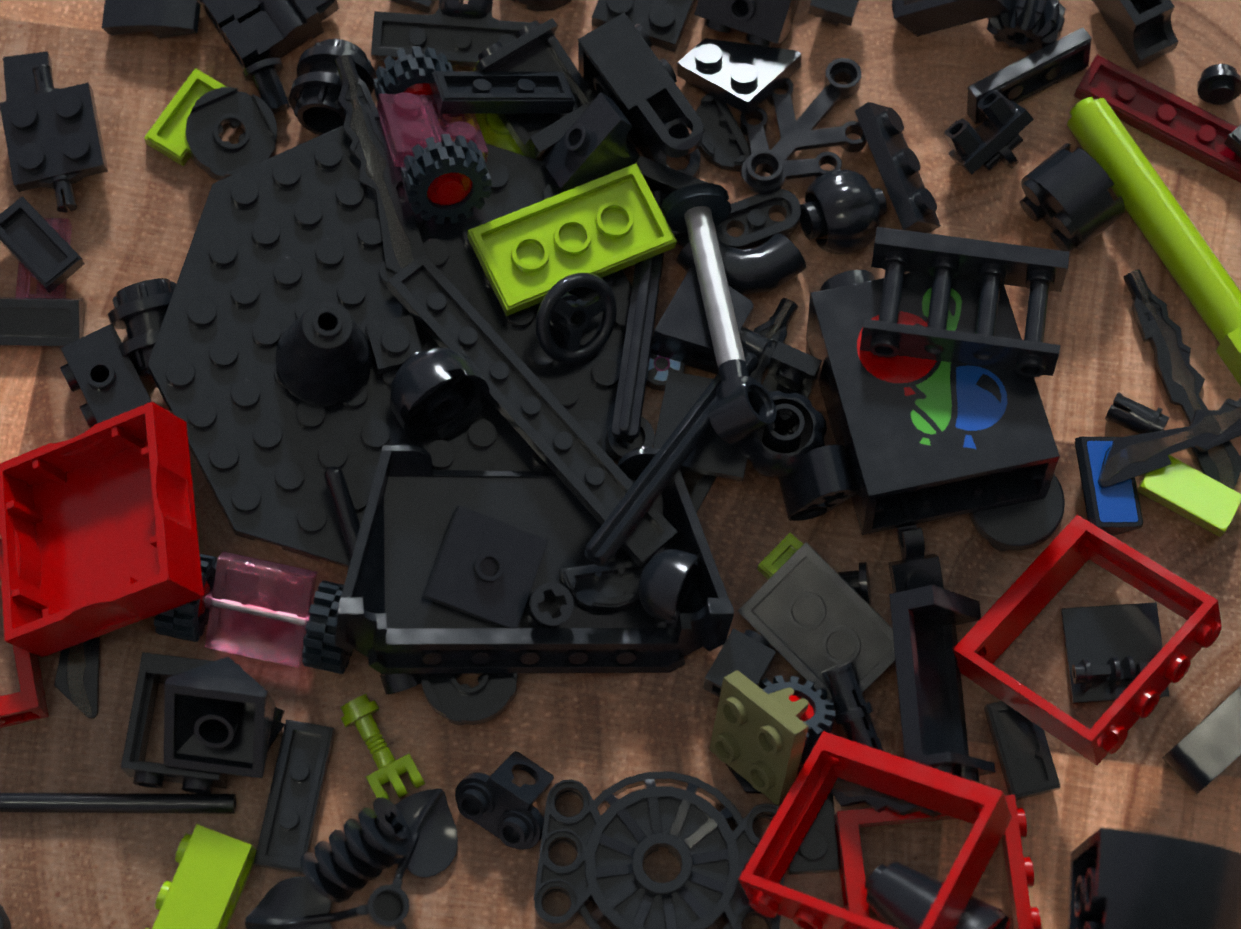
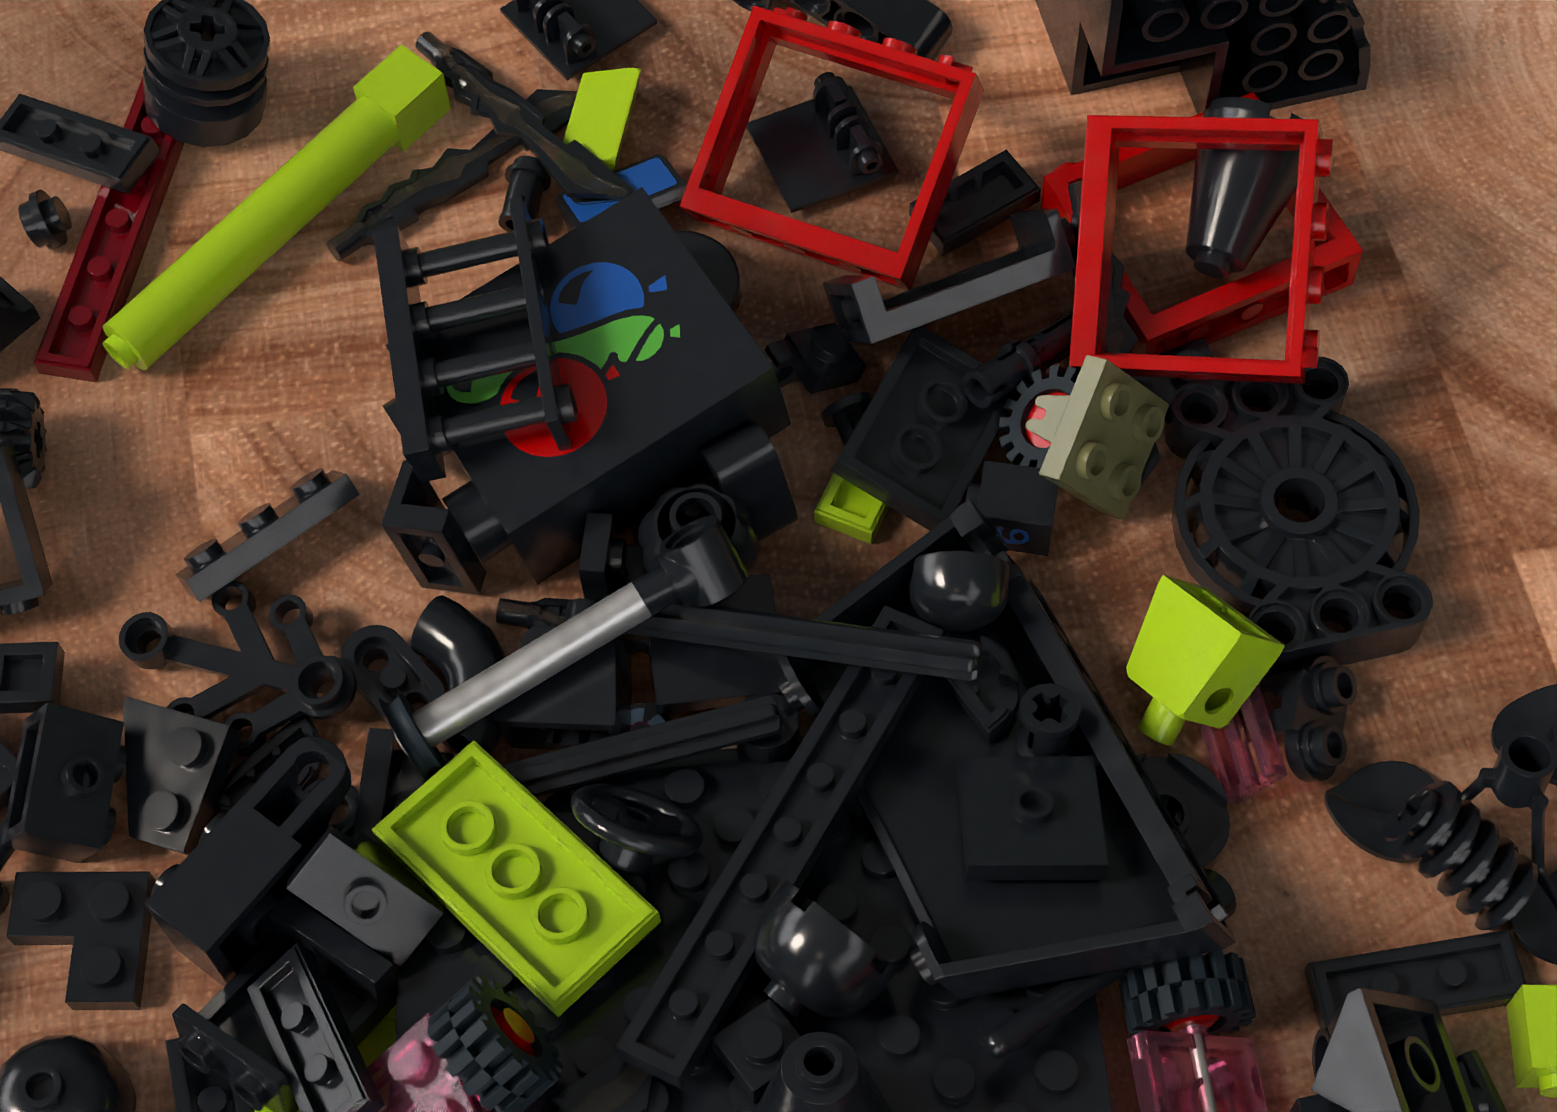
camera: 105 degrees left, 10 degrees down
(360, 712) = (1275, 934): lime hinge -> none
(511, 750) = (1232, 756): none -> clear pink tile
(568, 735) = (1196, 659): none -> lime torso
(844, 209) = (353, 573): black plant -> none
(847, 250) = (430, 537): none -> black panel
(993, 138) = (191, 435): black hips -> none
(1033, 72) = (89, 422): black tile -> none
(1071, 198) = (258, 319): black brick -> none

